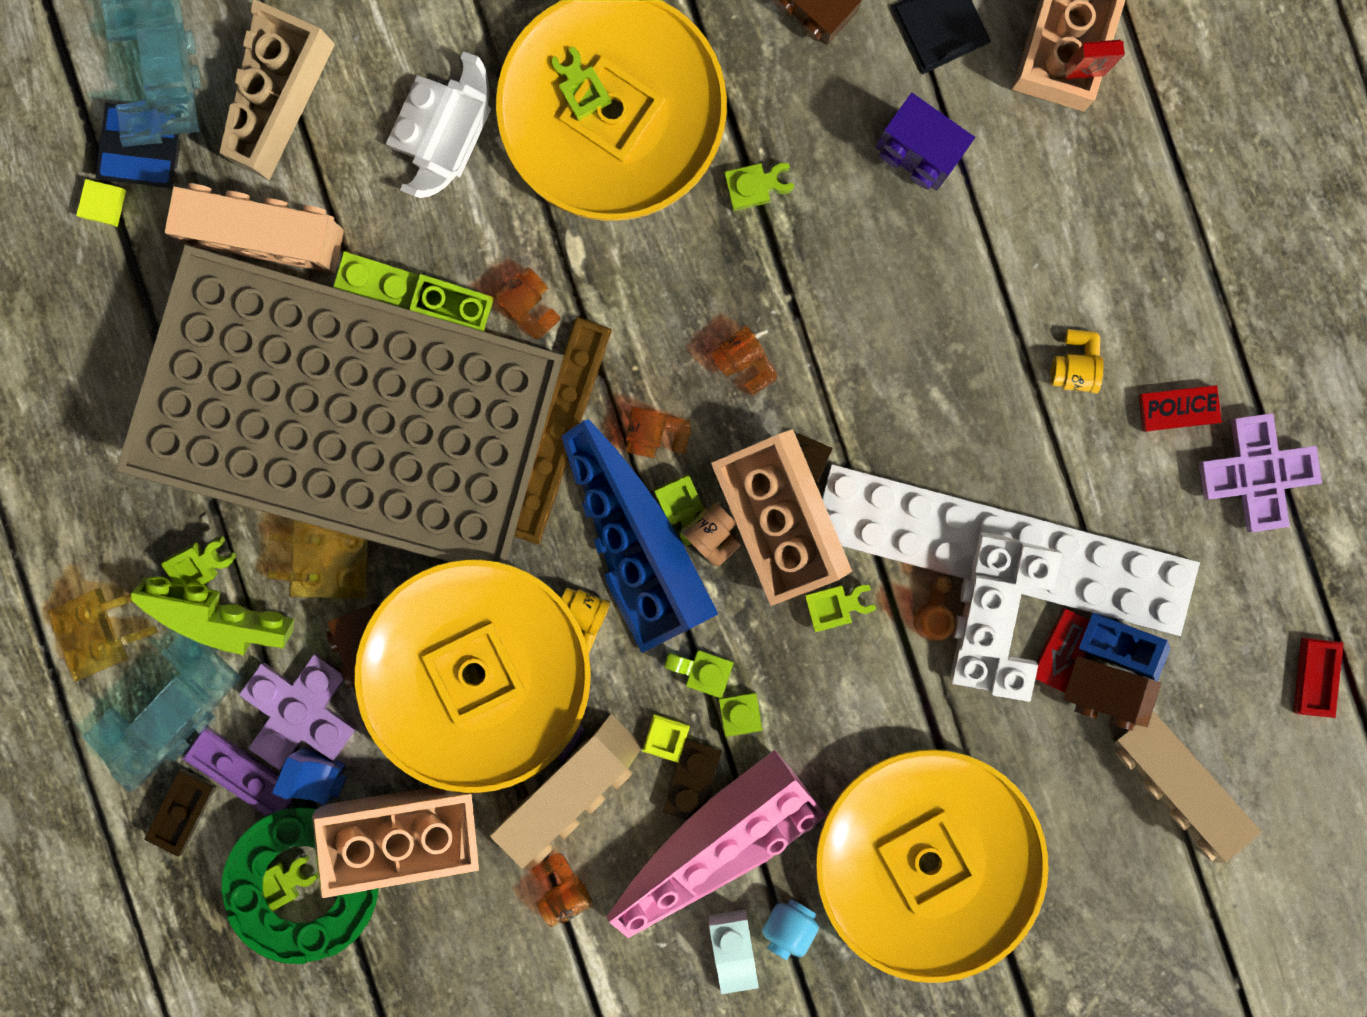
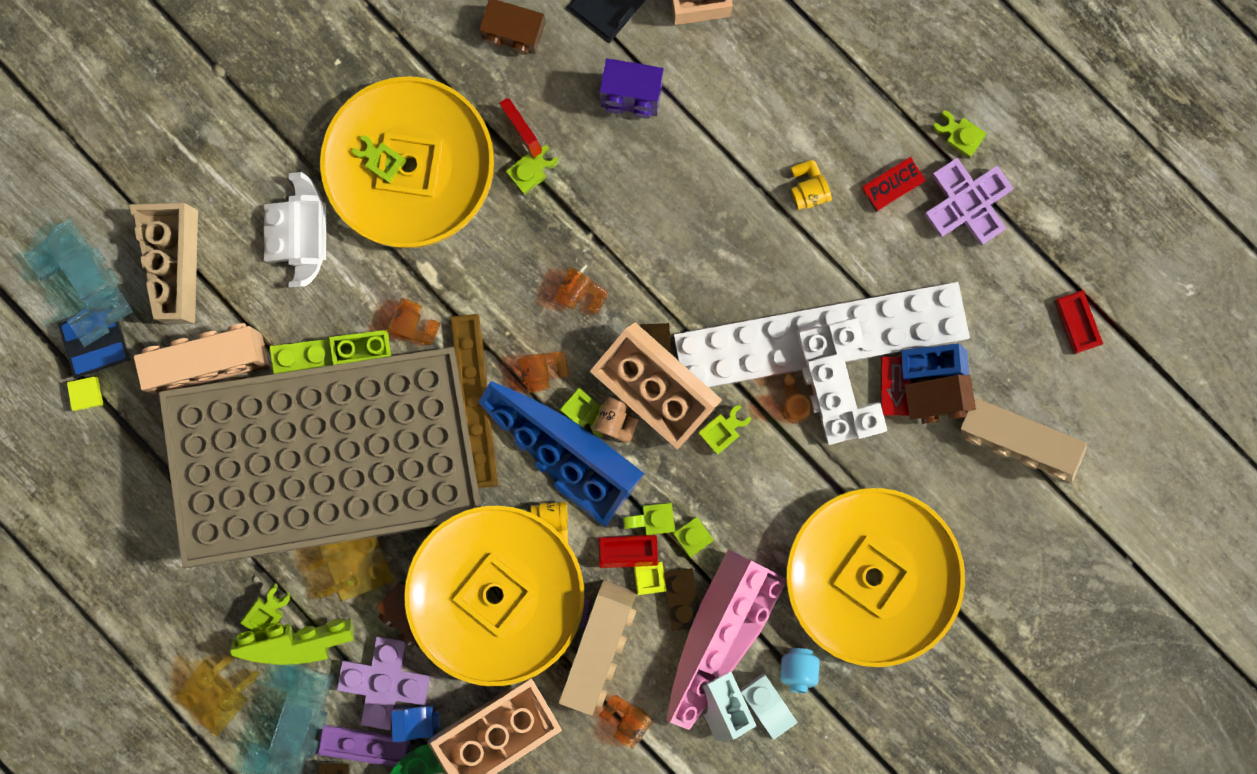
camera: 25 degrees left, 5 degrees down
(655, 695) = (628, 551): none -> red tile
(683, 938) = (727, 709): none -> light aqua arch
(767, 127) = (521, 127): none -> red tile
(1292, 390) = (963, 136): none -> lime plate

